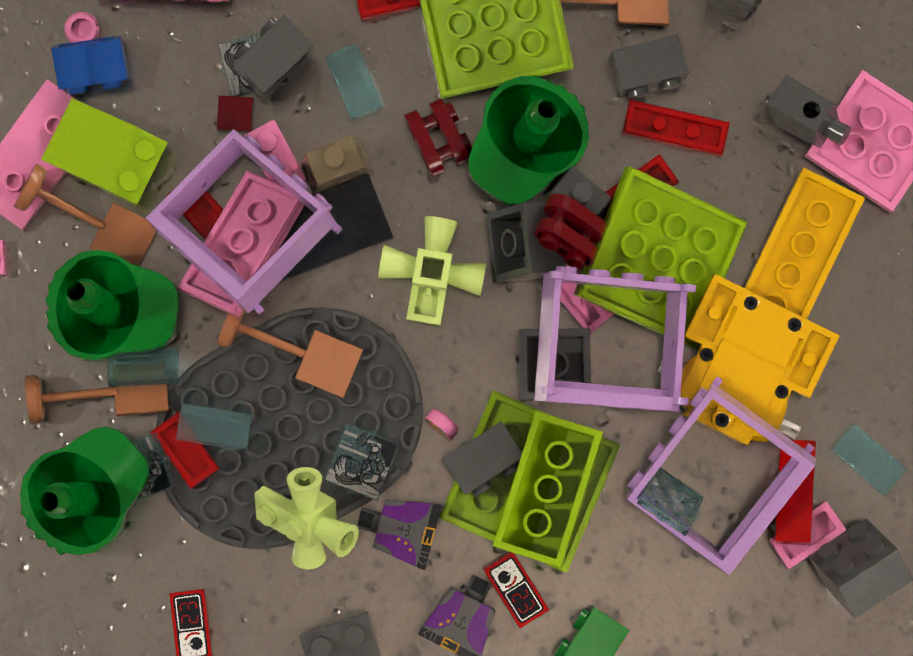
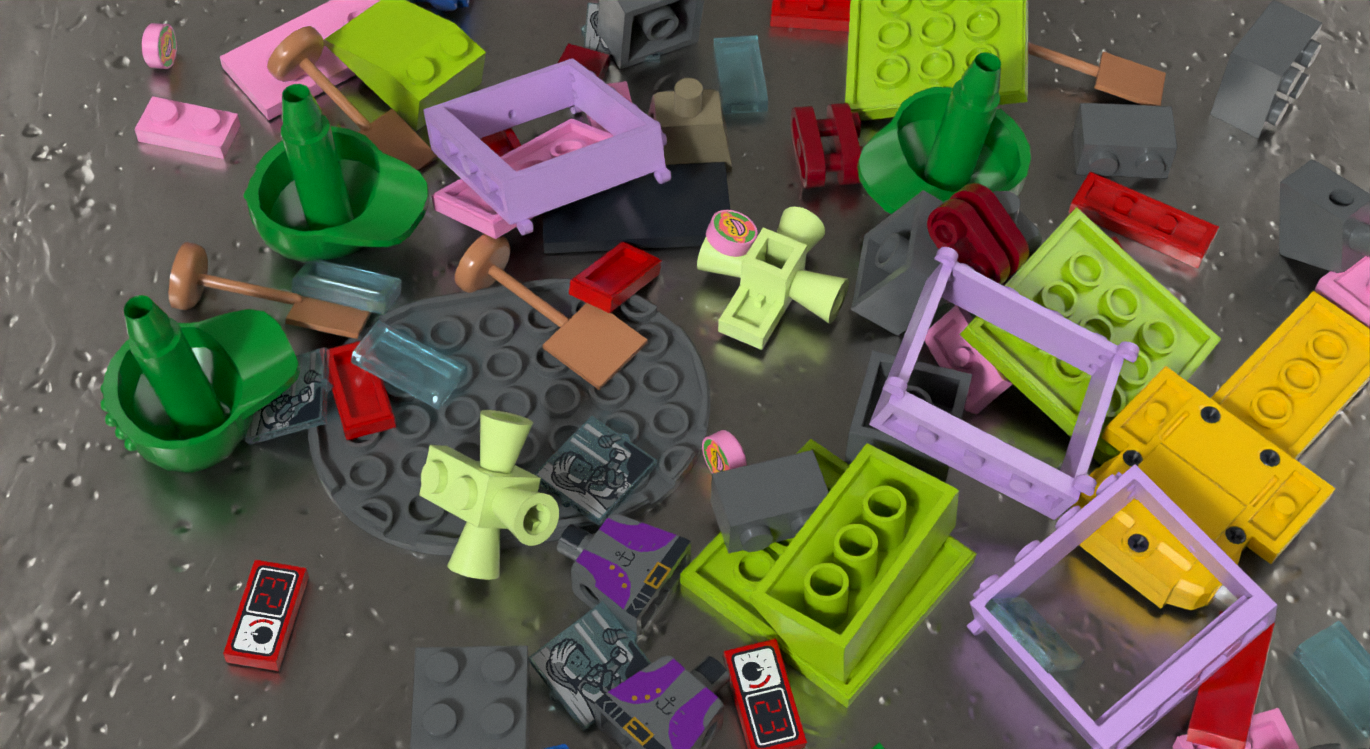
camera: 20 degrees right, 30 degrees down
(324, 304) = (615, 277): none -> red tile
(397, 257) = (731, 233): none -> tile
(405, 598) = (588, 662): none -> piece

